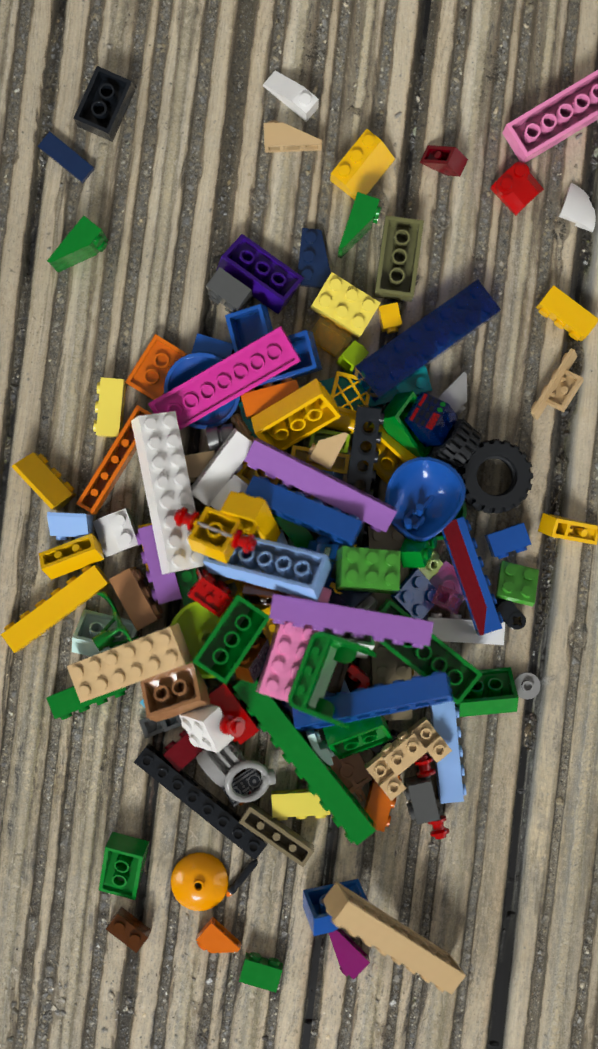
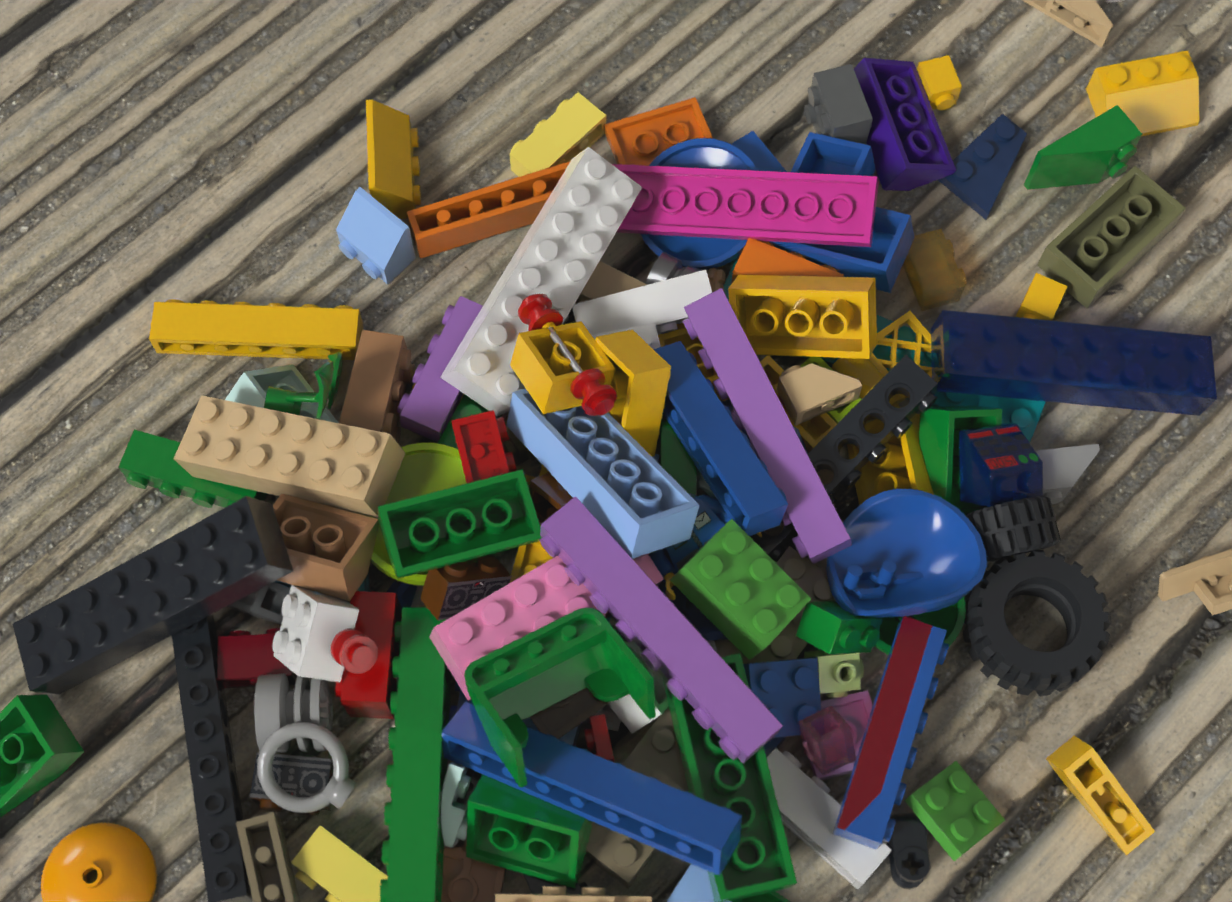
camera: 40 degrees right, 20 degrees down
(71, 556) = (339, 277): yellow brick -> none
(116, 532) = (425, 294): white slope -> none
(126, 766) = (152, 596): none -> black brick
(262, 235) = (940, 82): none -> yellow brick
(345, 305) = (988, 240): light yellow brick -> none
(352, 356) = (936, 301): lime brick -> none
(508, 540) = (988, 736): blue brick -> none

